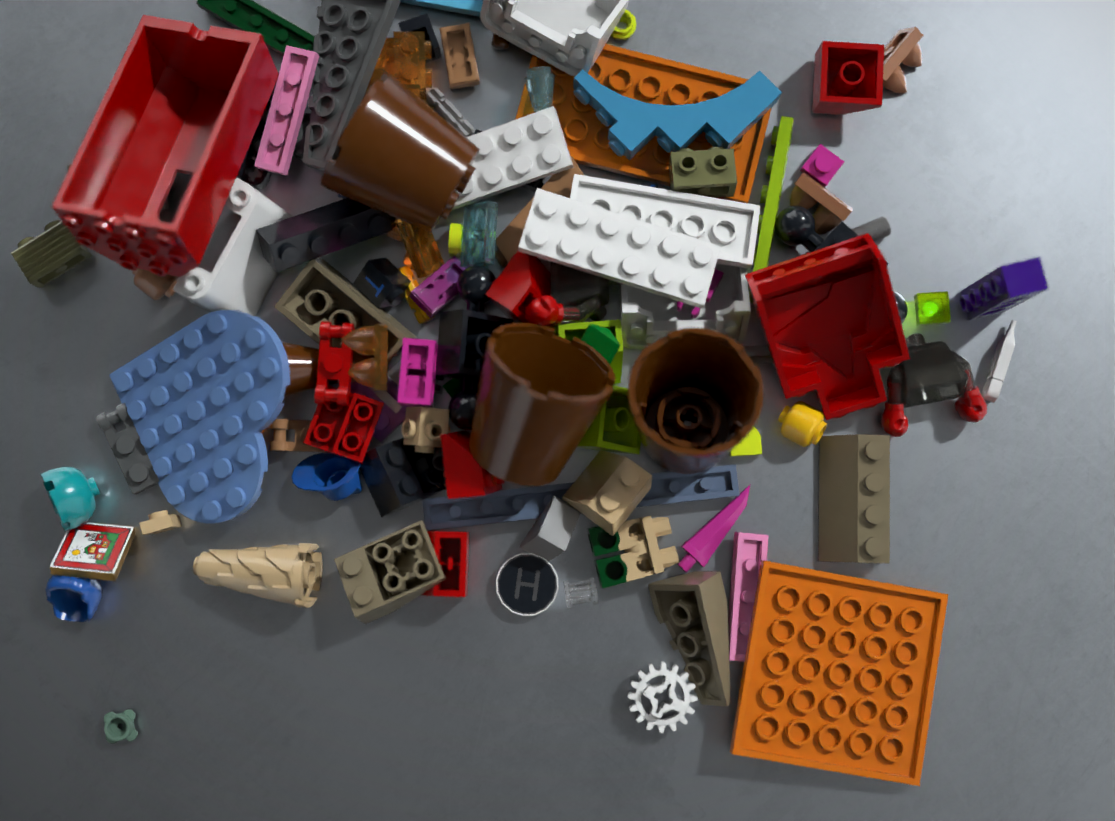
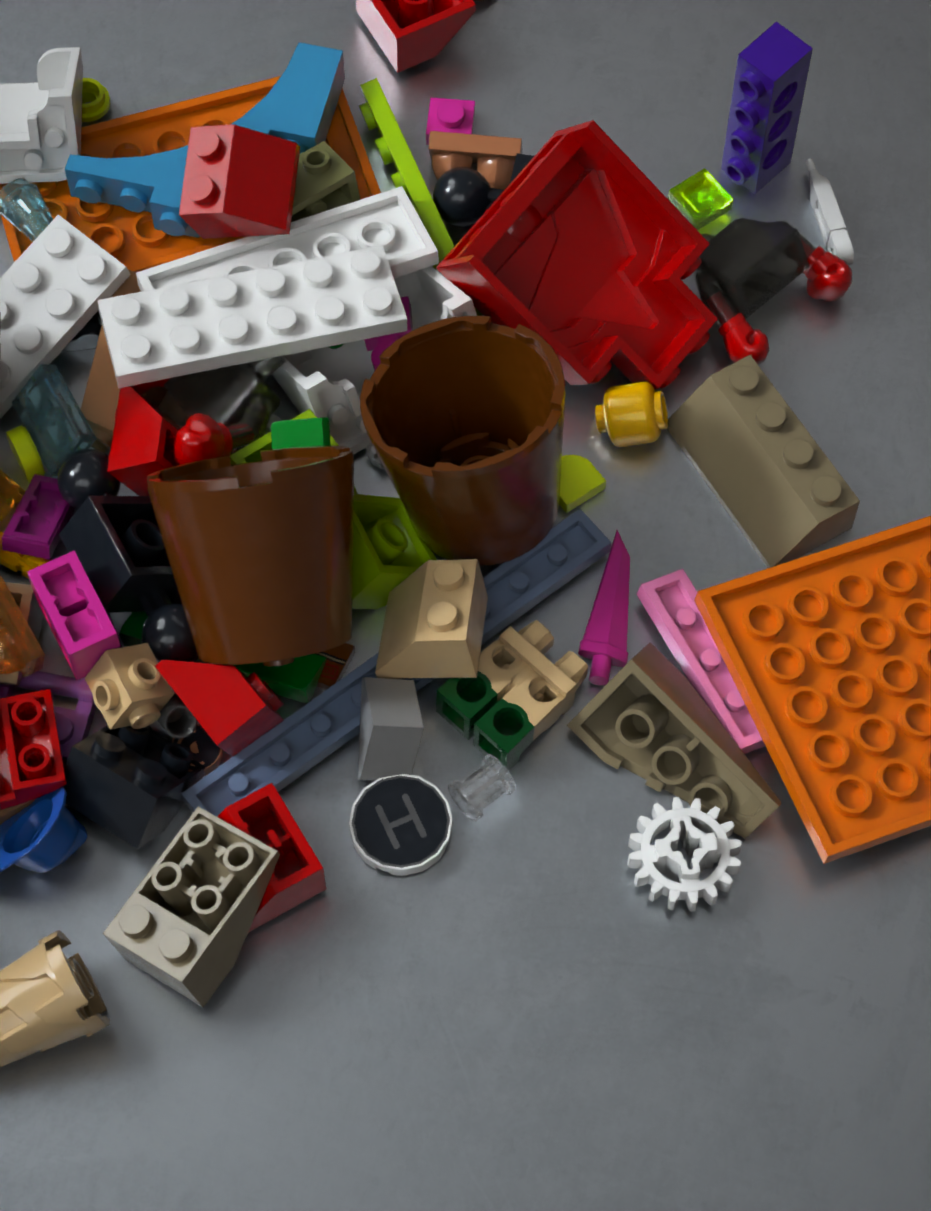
camera: 30 degrees left, 20 degrees down
(664, 154) = (238, 182): none -> red slope

